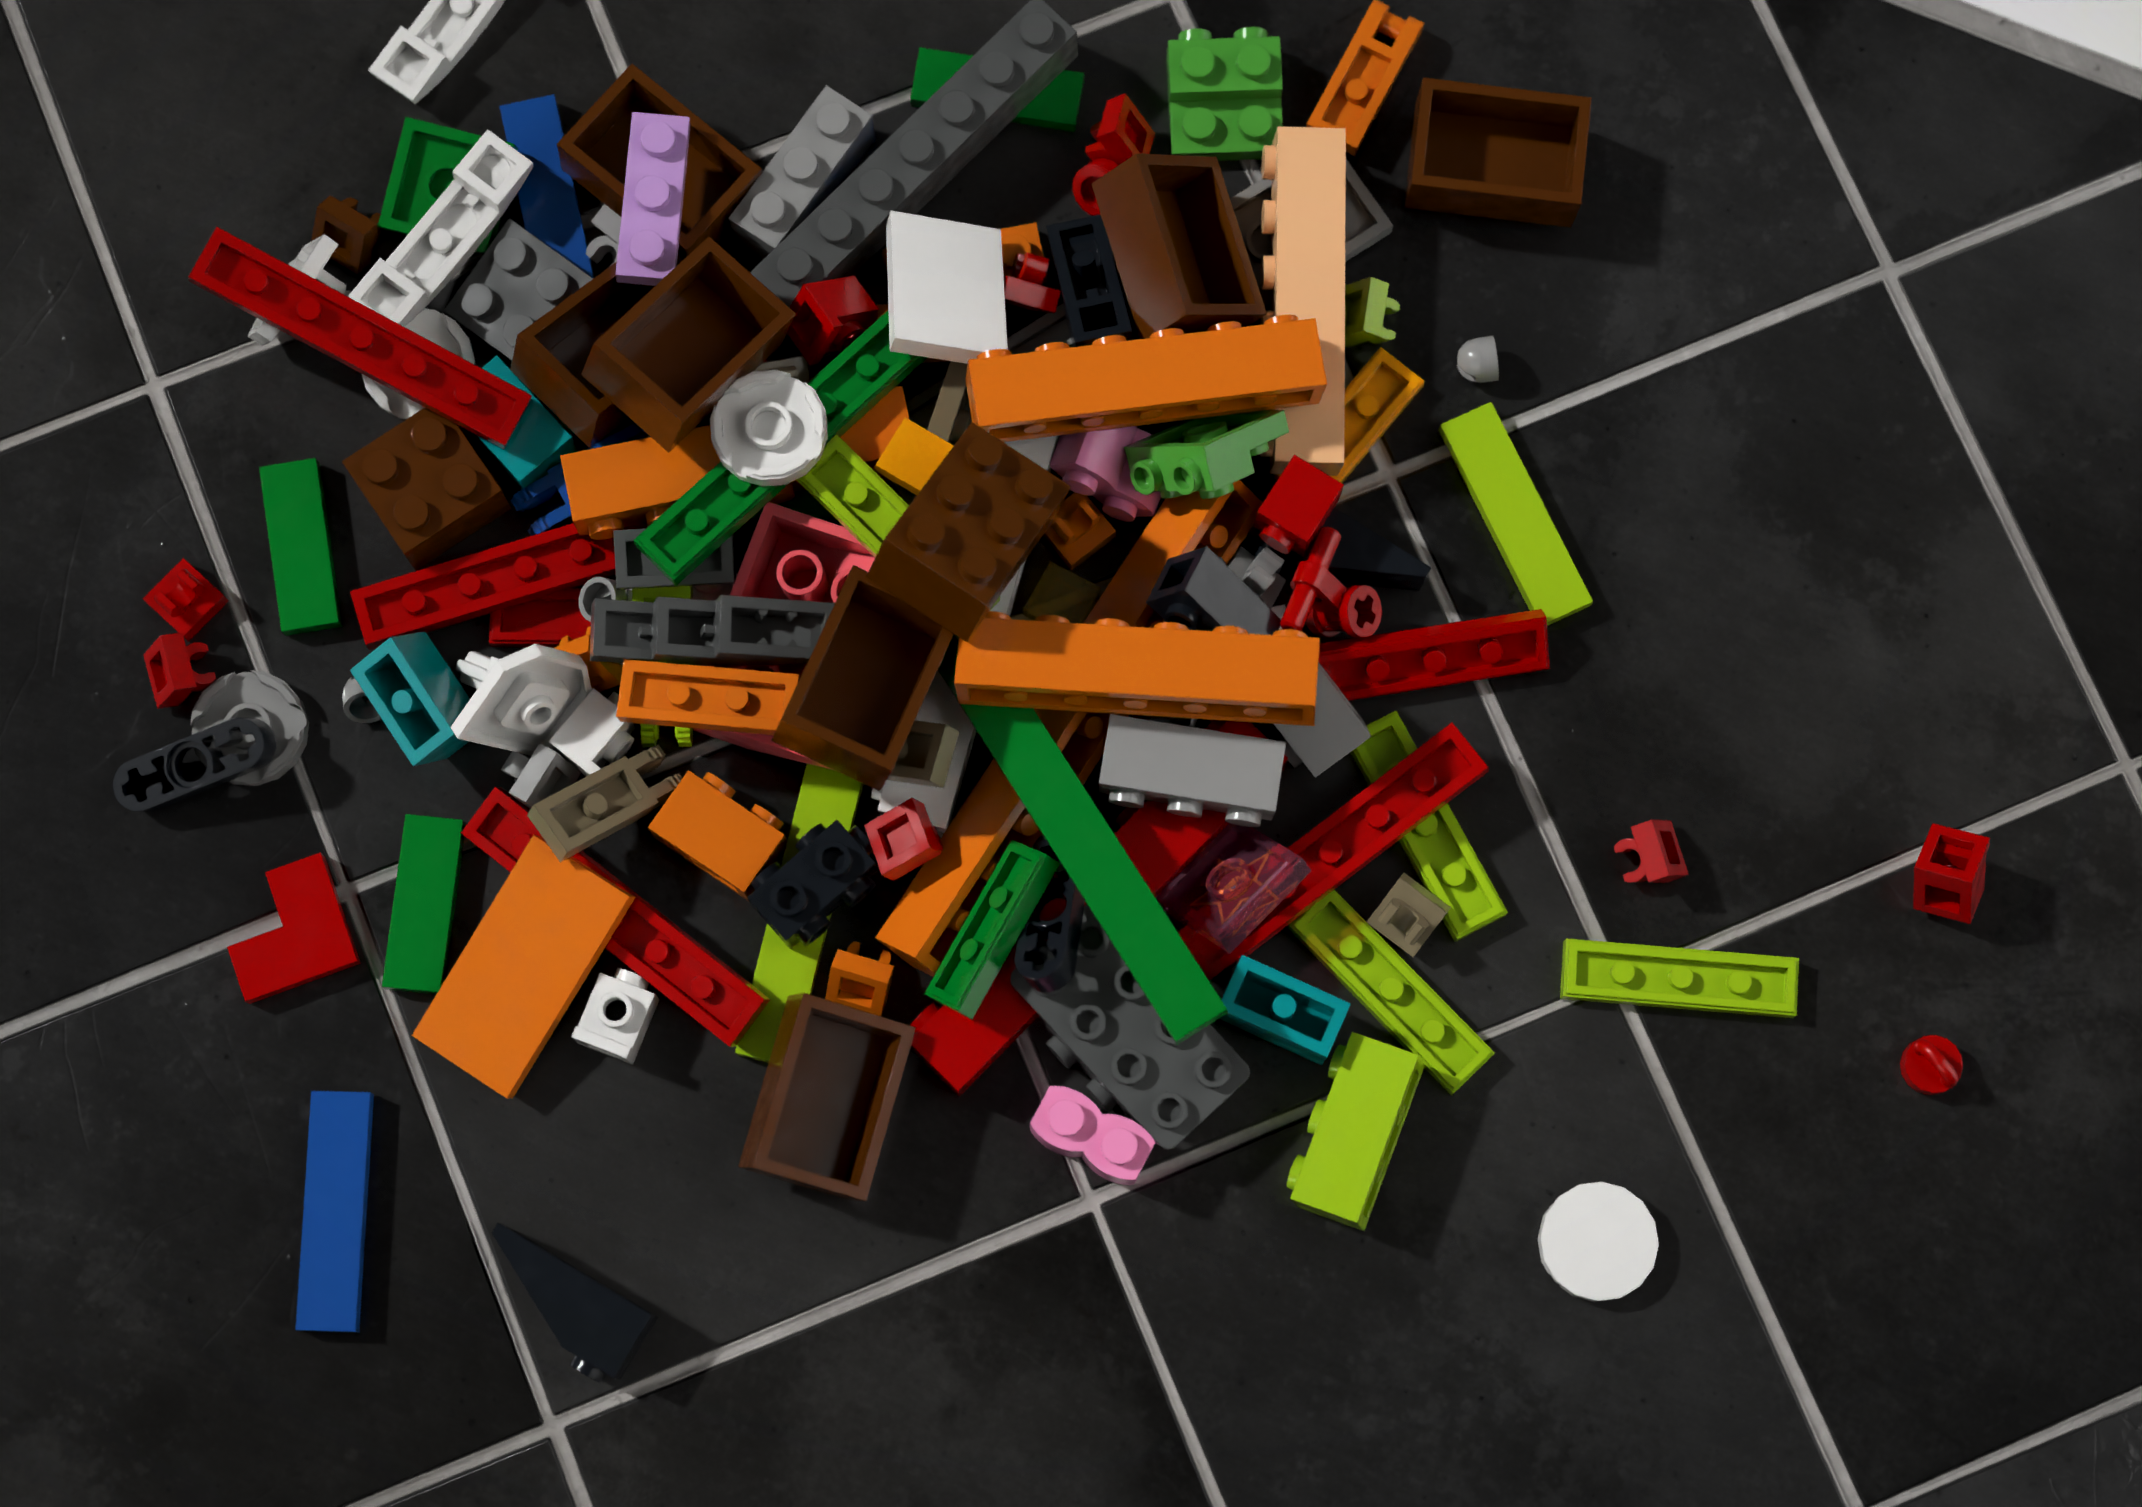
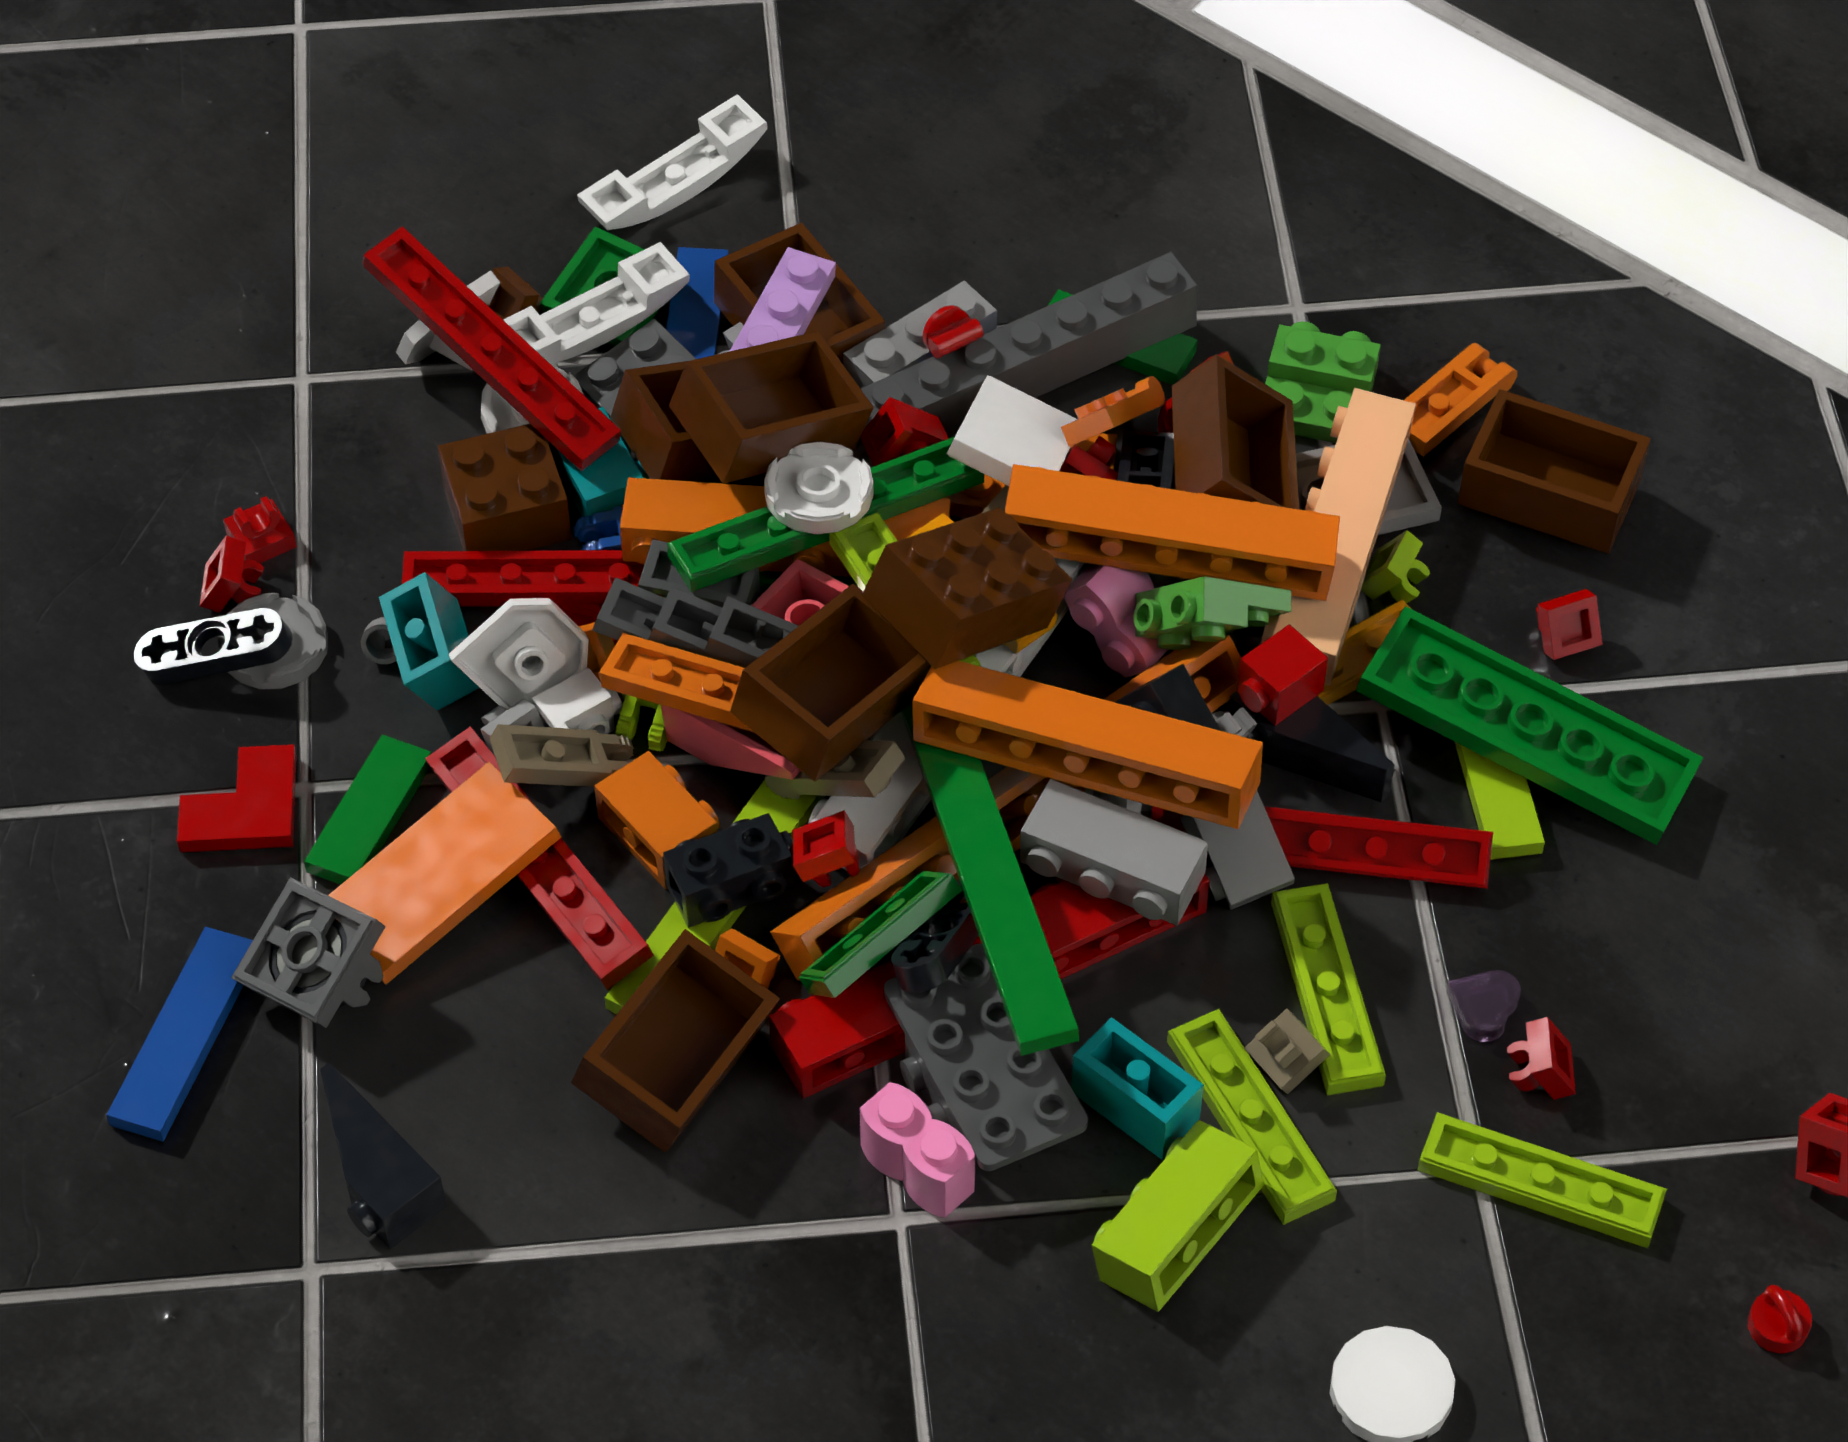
camera: 20 degrees right, 25 degrees down
(300, 546) = (375, 519): green tile -> none
(435, 1103) = (315, 954): none -> dark grey piece
(620, 1037) = (506, 939): white brick -> none
(837, 171) = (950, 330): none -> red plate
(1033, 213) = (1114, 410): none -> orange plate
(1078, 530) = (1074, 668): orange tile -> none
(1233, 885) = (1126, 970): clear pink tile -> none
(1325, 601) = (1290, 766): red piece -> none
(1358, 835) = (1240, 968): red plate -> none
(1479, 360) = (1491, 629): light grey hinge -> none
(1548, 474) = (1530, 724): none -> green plate
(1554, 332) = (1569, 624): none -> red tile
(1578, 799) = (1484, 1002): none -> clear purple tile

